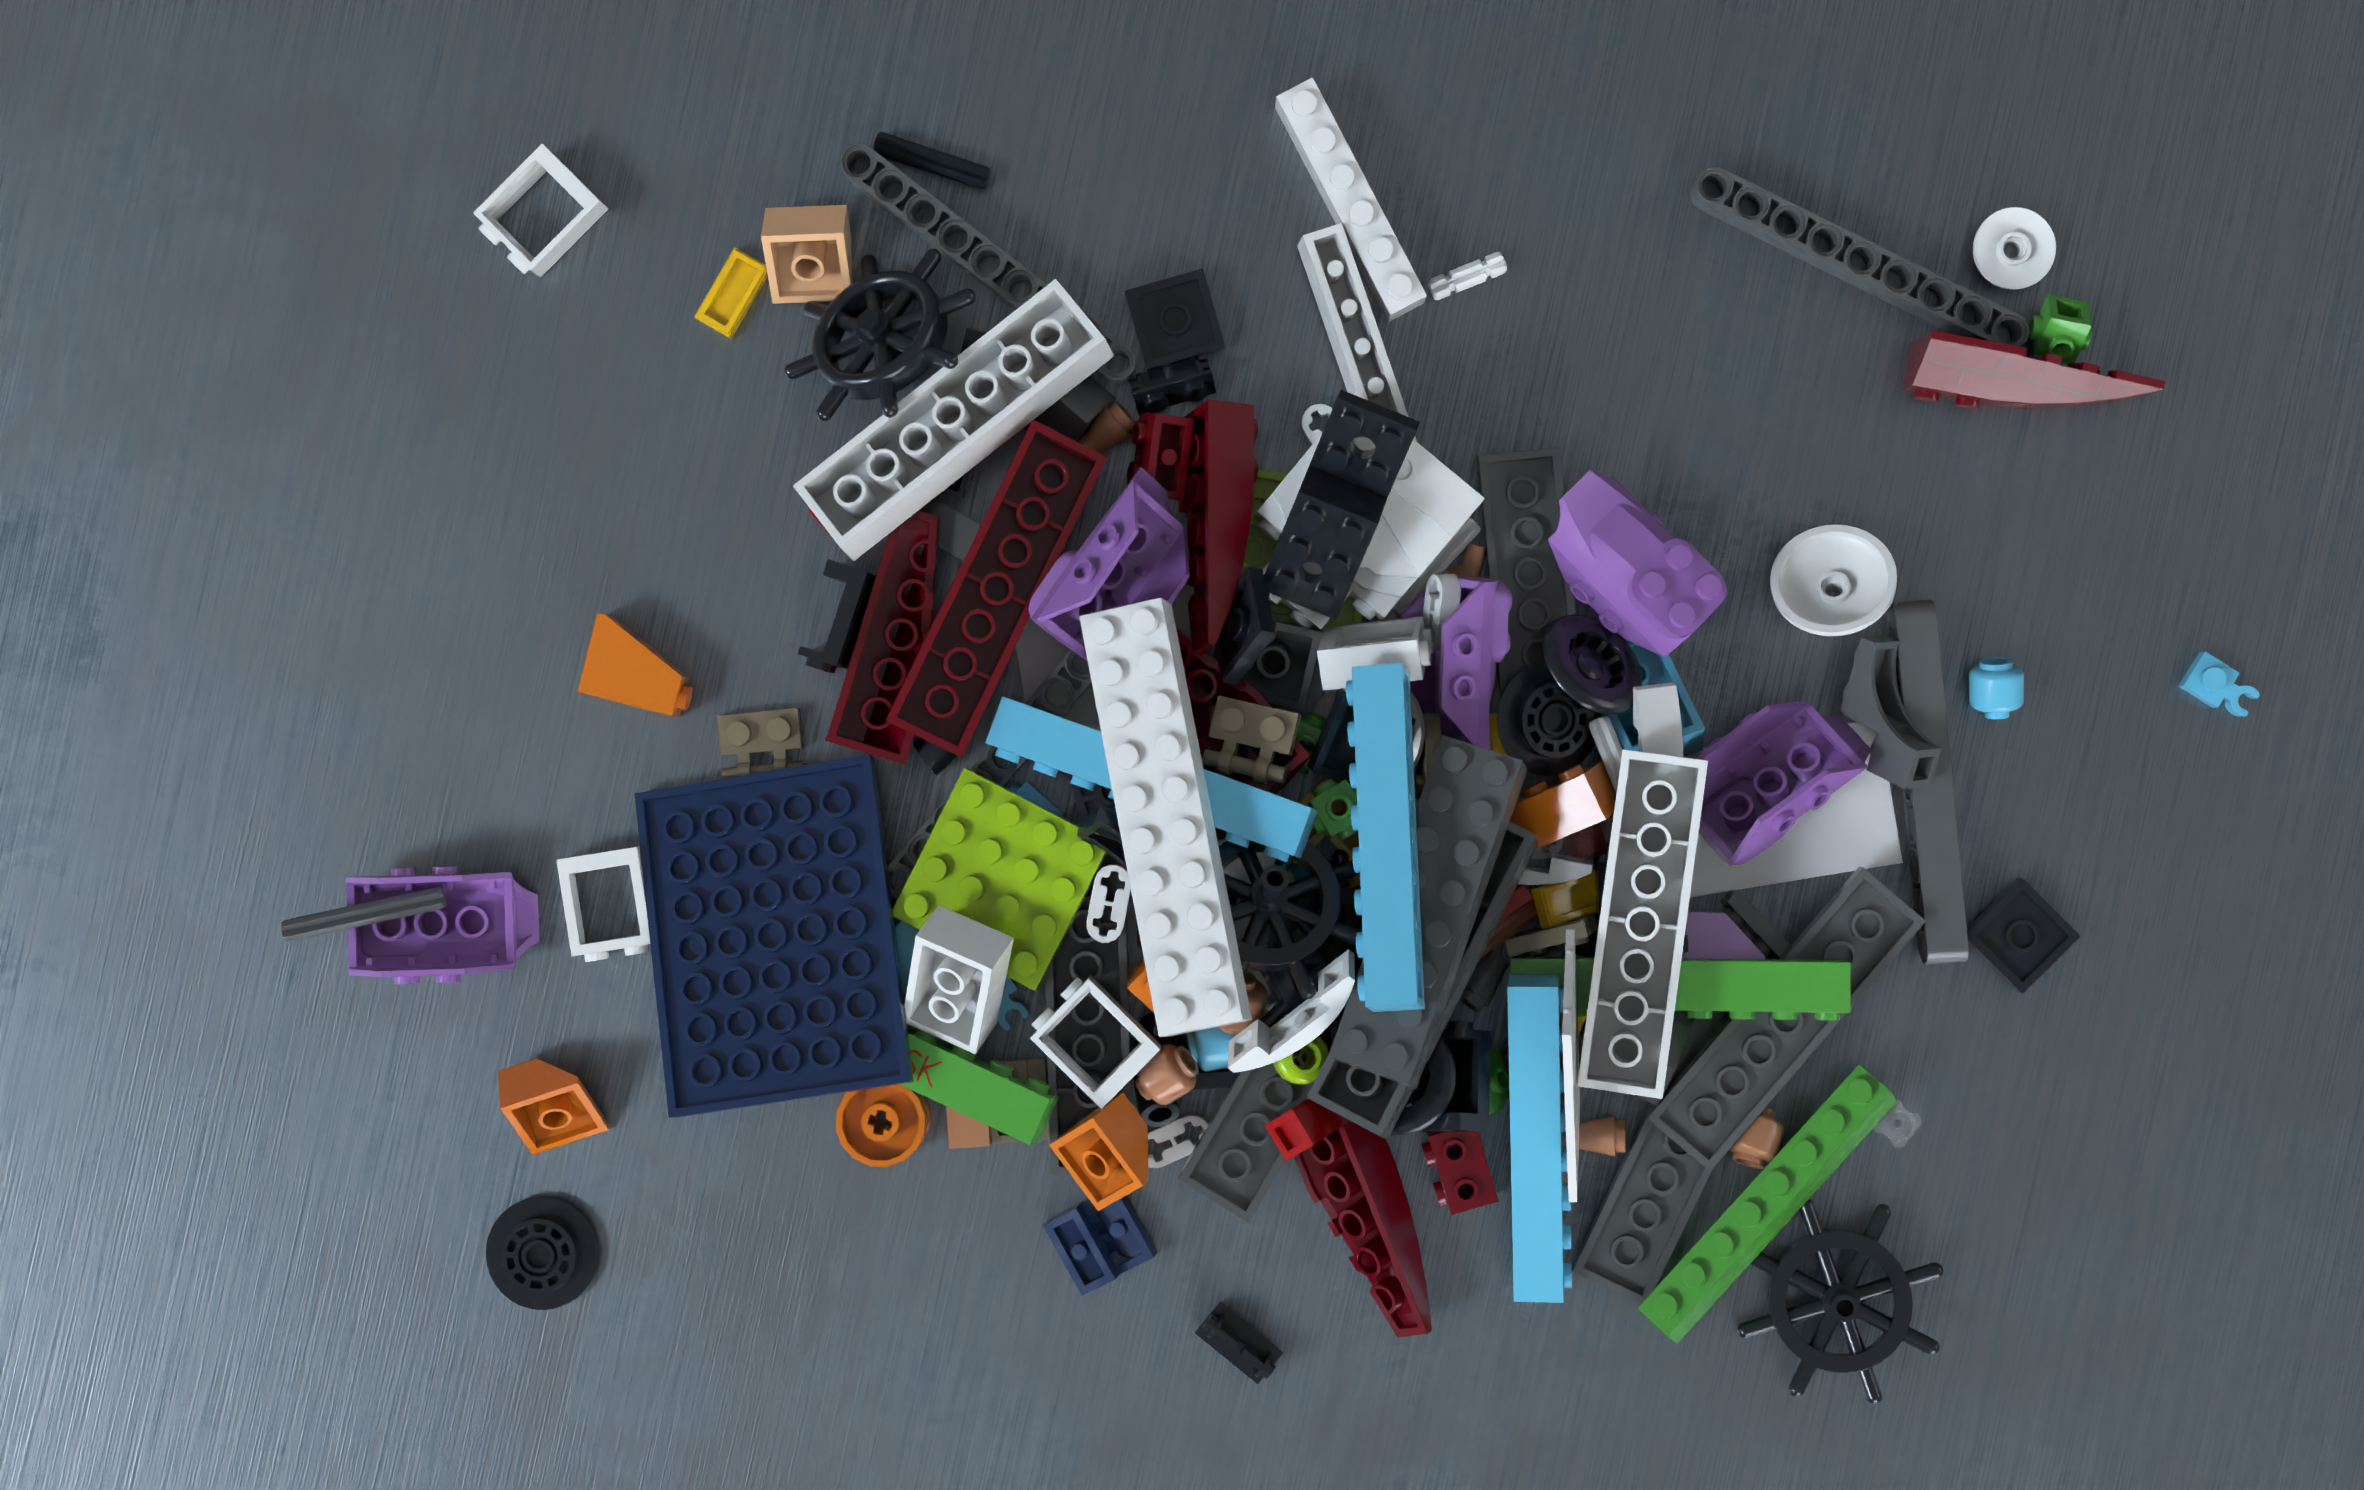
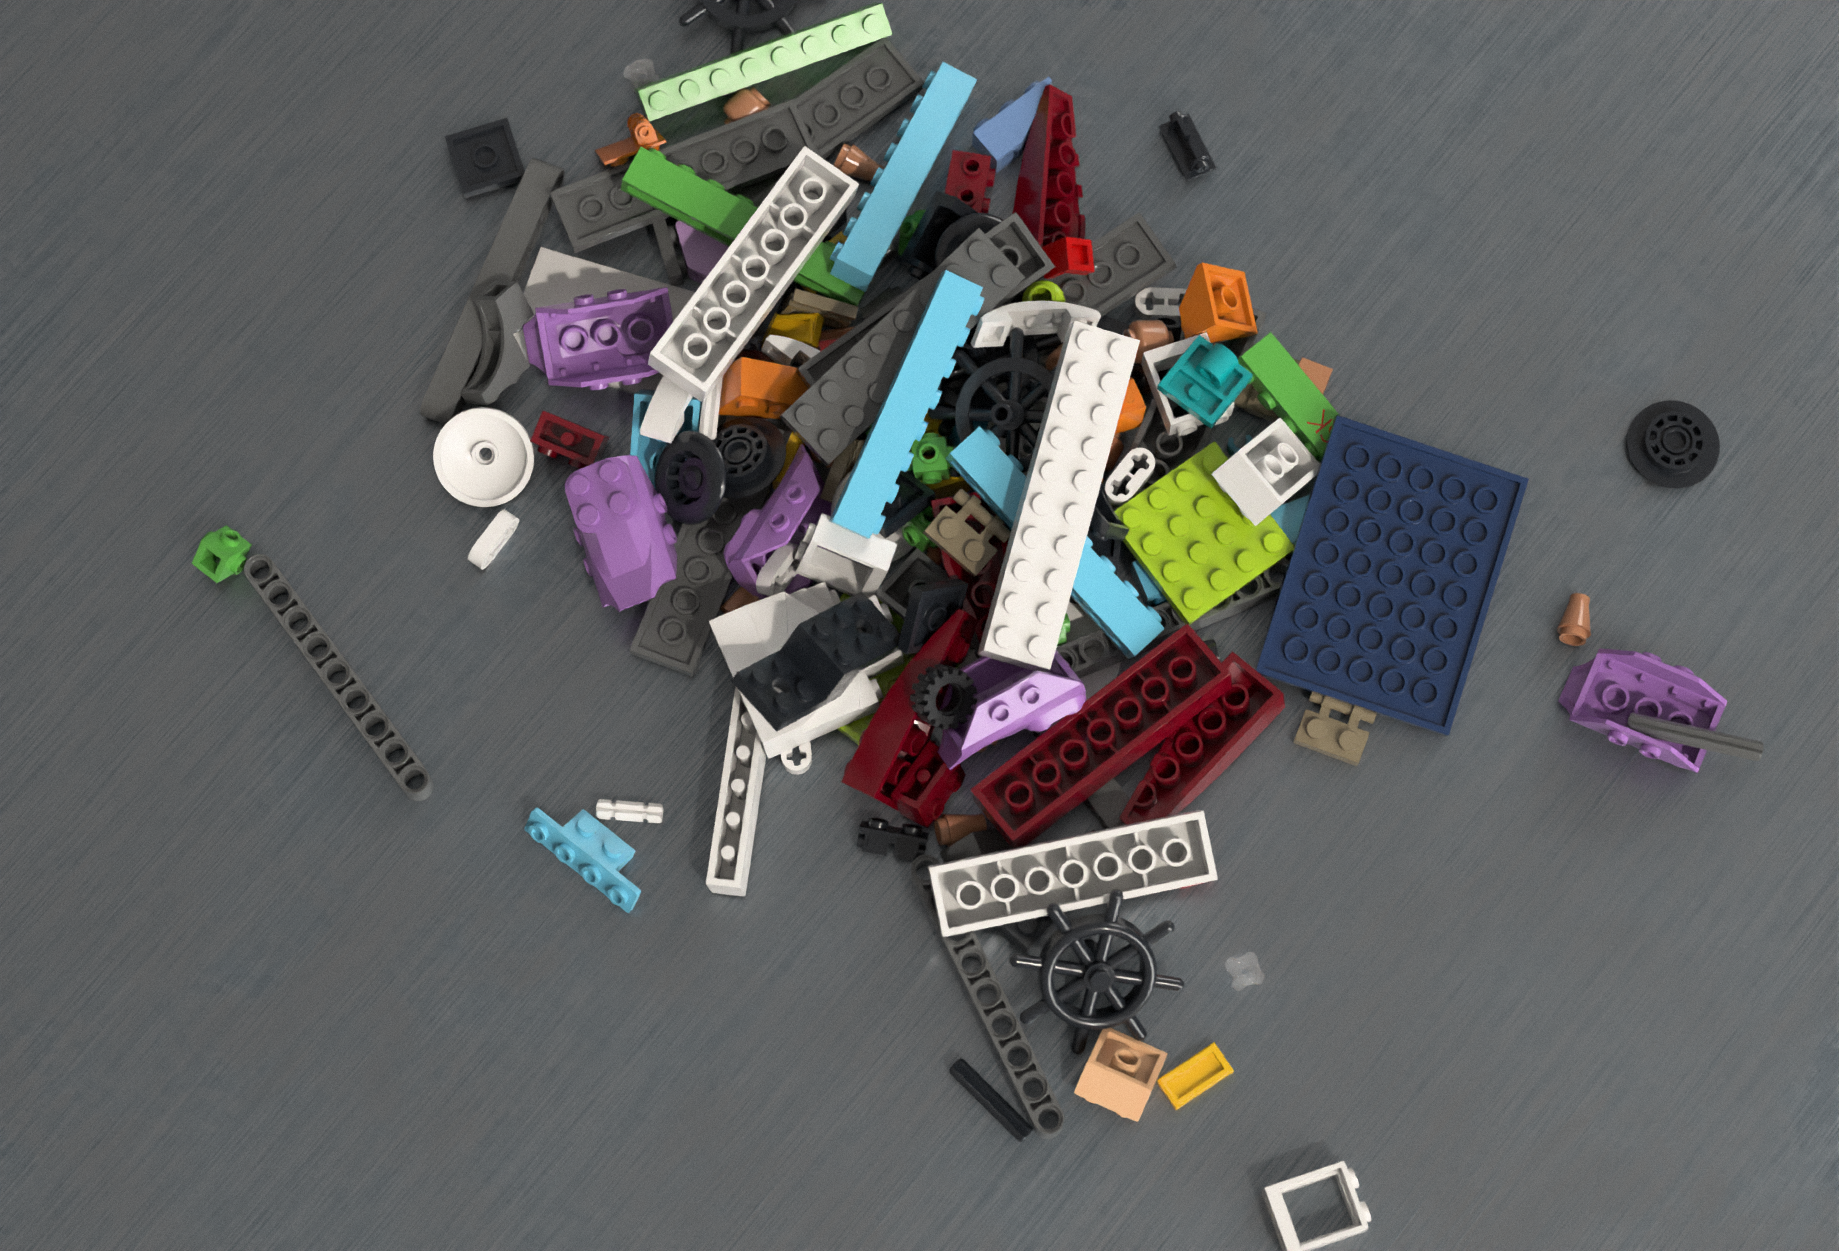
camera: 150 degrees left, 15 degrees down
(547, 1105) = (1619, 543): orange slope -> none
(556, 991) = (1575, 622): none -> nougat cone
(600, 949) = (1499, 698): white window -> none
(631, 671) = (1407, 824): orange slope -> none
(720, 429) = (1248, 962): none -> clear plate
(846, 620) = (1249, 756): black panel -> none
(877, 1142) = (1375, 396): orange wheel -> none
(1072, 1045) = (1205, 380): none -> teal plate
(1099, 1243) = (1259, 255): dark blue slope -> none
(1175, 319) = (865, 885): black plate -> none
(1201, 546) = (960, 702): none -> black tyre
(1350, 199) = (688, 906): white brick -> none
(1448, 1255) = (1008, 131): none -> medium blue slope
(1486, 212) = (589, 851): none -> medium azure bracket
(1571, 1064) = (854, 200): white piece -> none
(1750, 648) = (569, 439): none -> dark red brick
(1773, 498) = (493, 539): none -> white beam
(1854, 1037) = (641, 136): none -> orange hinge
(1996, 687) = (408, 331): medium azure head -> none
(2002, 376) = (273, 535): wedge -> none
(2033, 245) = (217, 615): white dish -> none
(2214, 682) = (251, 263): medium azure plate -> none

